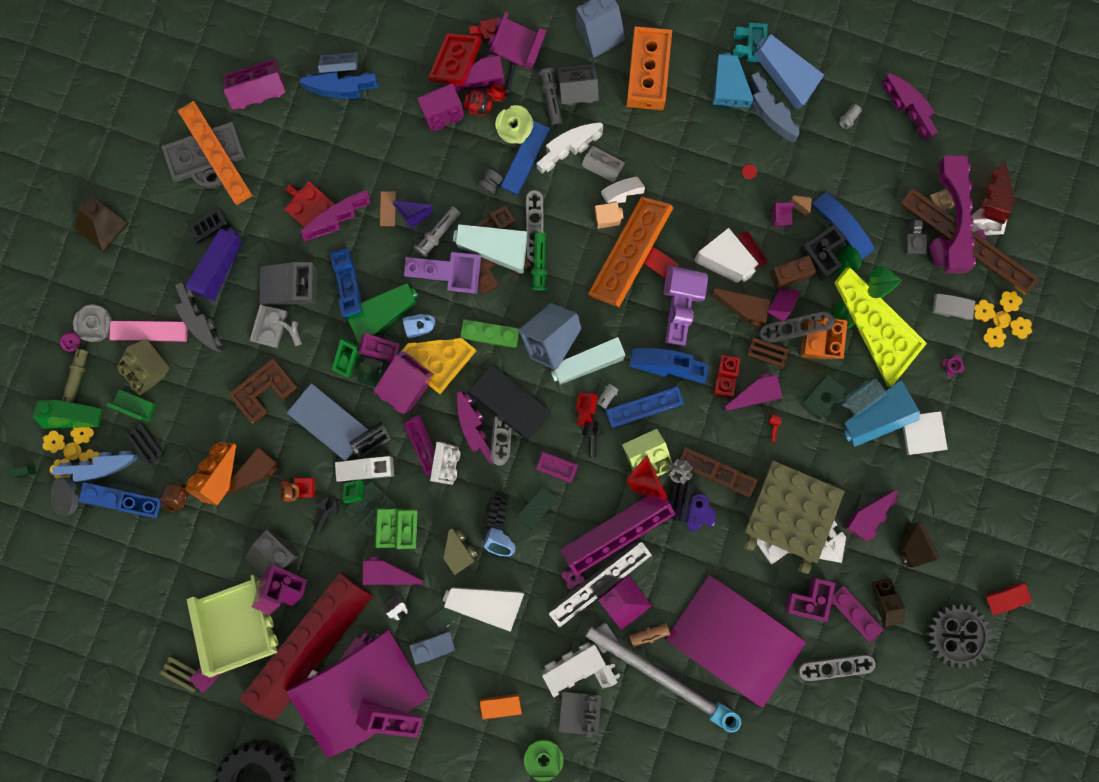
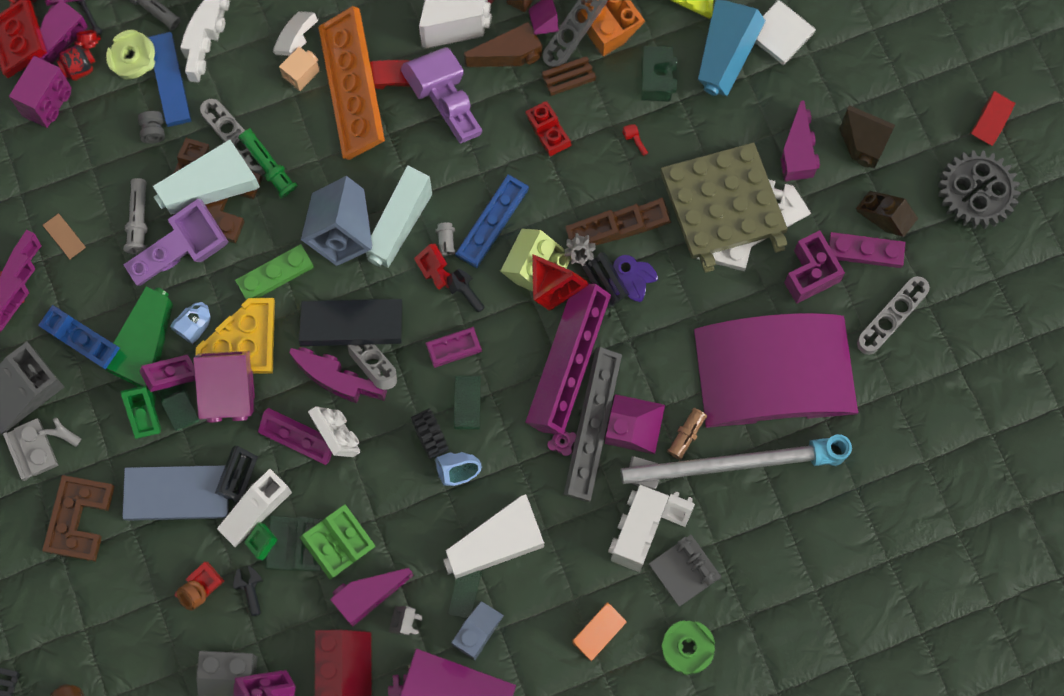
camera: 45 degrees left, 10 degrees down
(214, 474) = (94, 643): orange slope -> none
(256, 469) = (136, 605): reddish brown slope -> none
(413, 212) = (93, 217): dark purple slope -> none
(457, 552) = (424, 508): olive slope -> none
(602, 164) = (253, 26): light grey slope -> none
(669, 362) = (475, 158): blue slope -> none
(760, 391) = (594, 114): magenta slope -> none
(863, 396) = (695, 41): clear light blue bracket -> none

